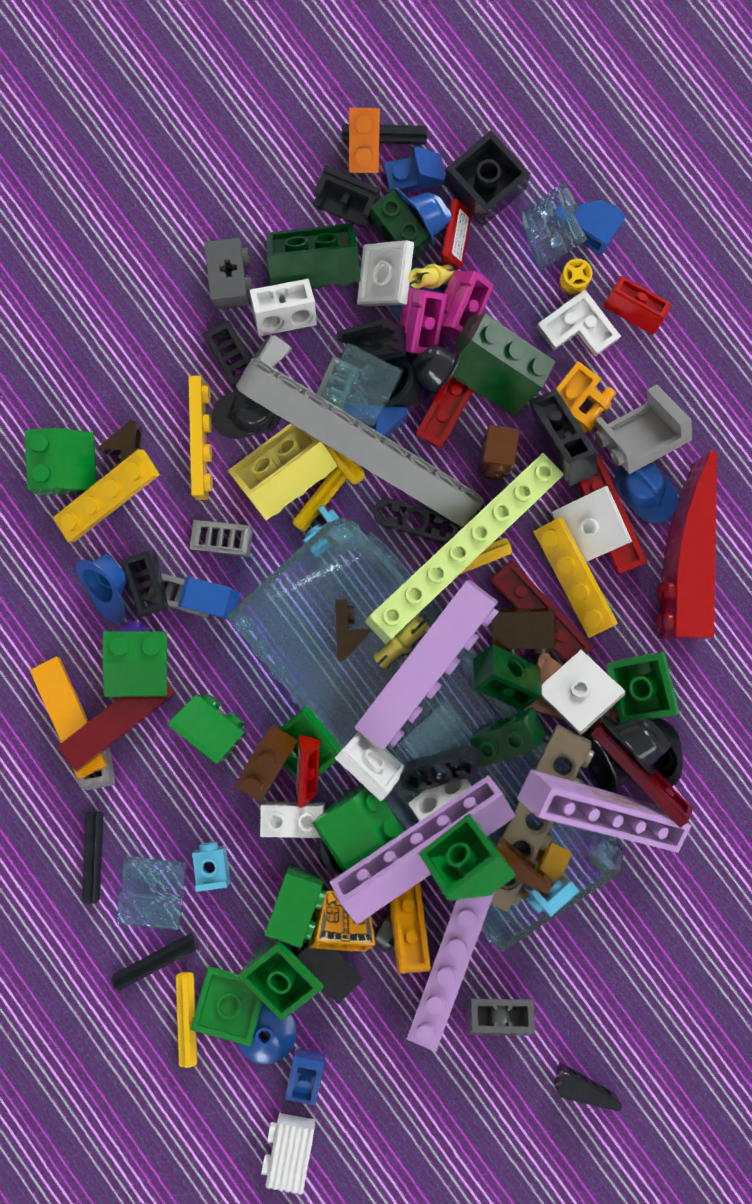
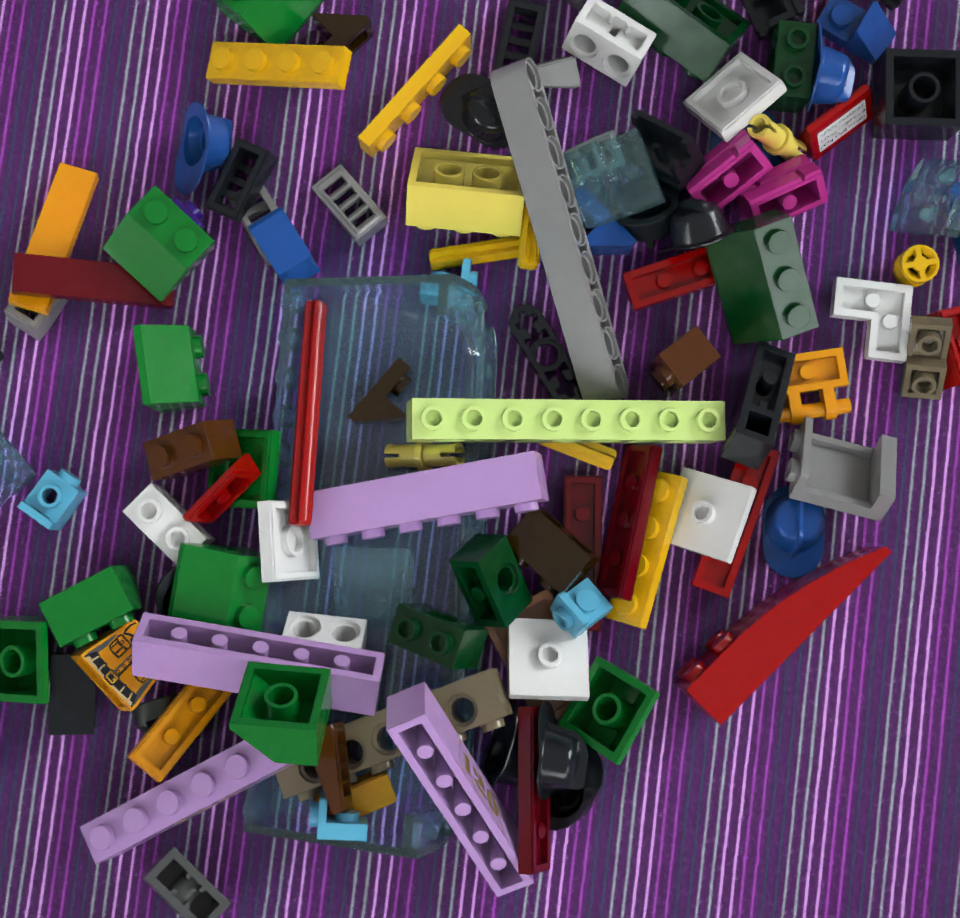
camera: 40 degrees right, 0 degrees up
(313, 680) = (307, 414): none -> red axle
(447, 759) = (362, 603): black beam -> none
(551, 571) = (629, 521): none -> dark red tile
(571, 646) = (579, 608): none -> medium azure bracket
(630, 323) = (926, 357): none -> dark tan slope

